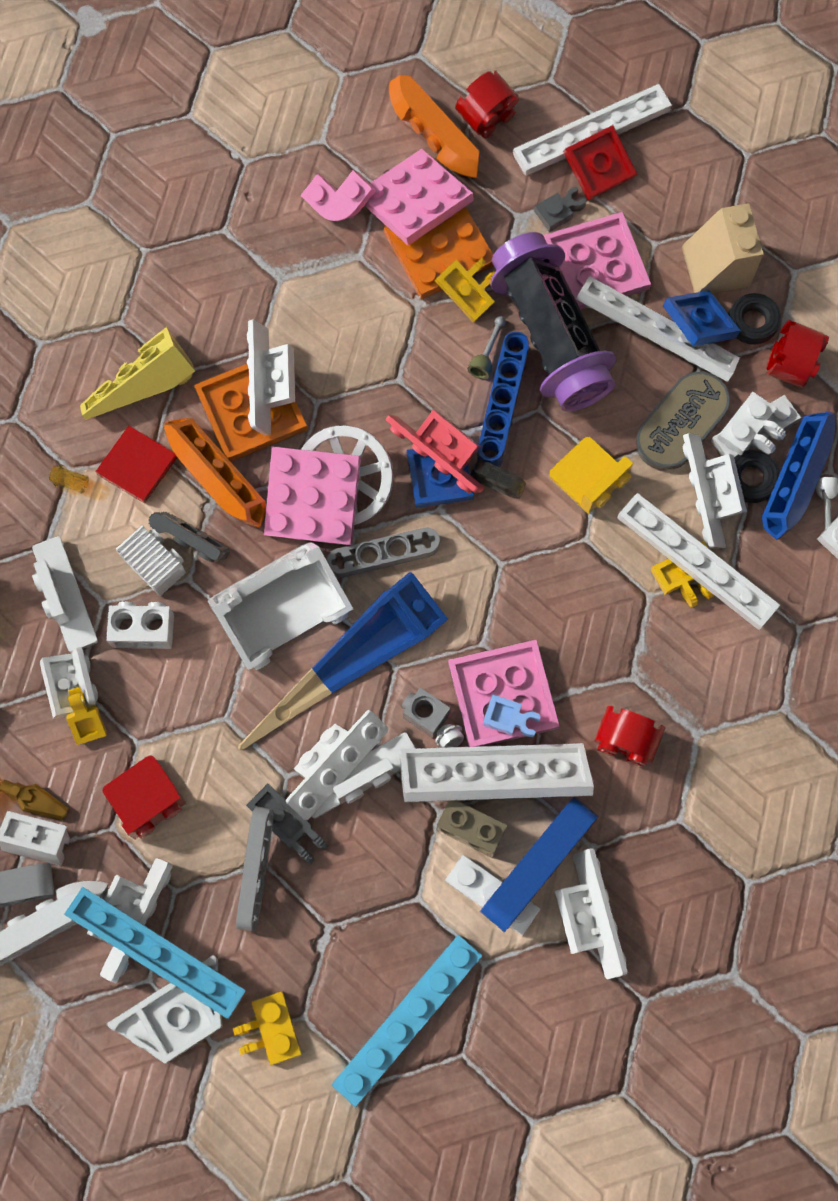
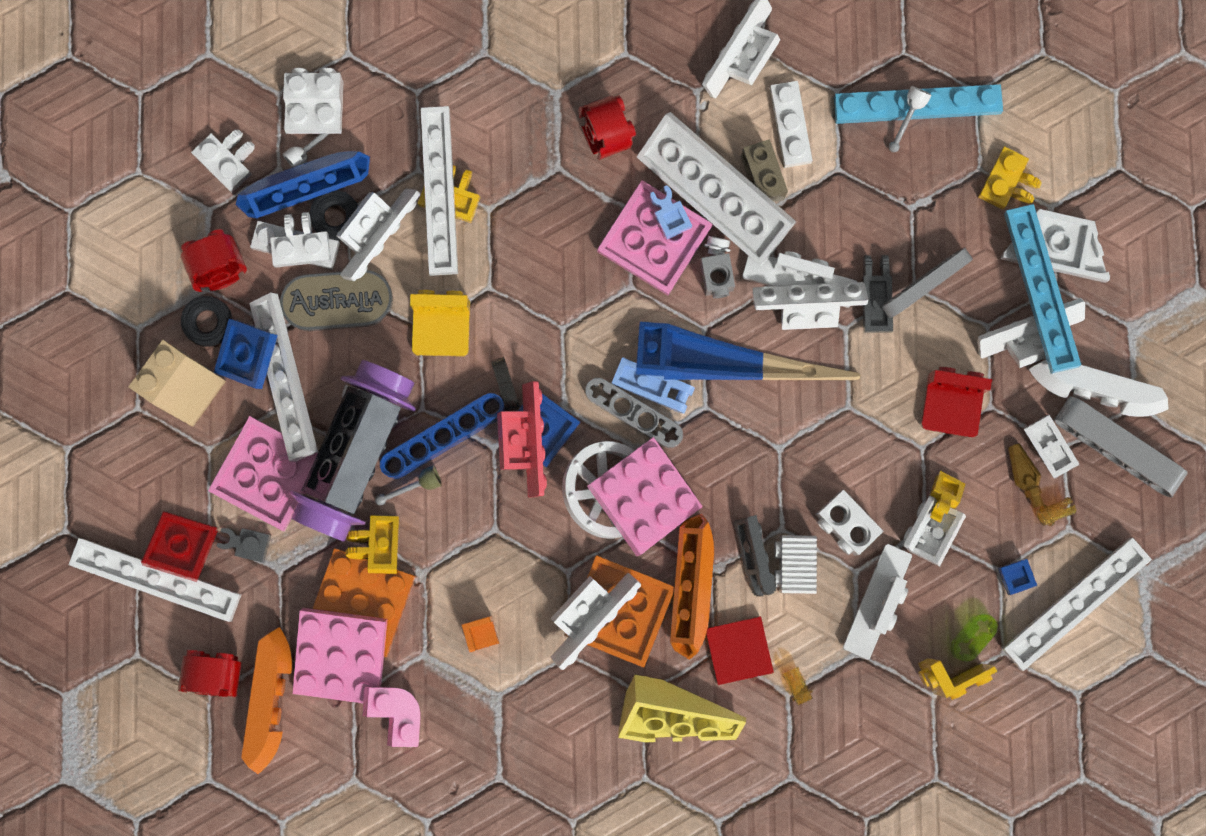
camera: 135 degrees left, 10 degrees up
(280, 604) = (741, 447): white windscreen -> none
(335, 299) = (480, 634): none -> orange panel
(385, 579) = (652, 387): none -> light blue plate
(410, 1014) = (916, 100): none -> hinge
(538, 864) = (746, 107): blue beam -> none

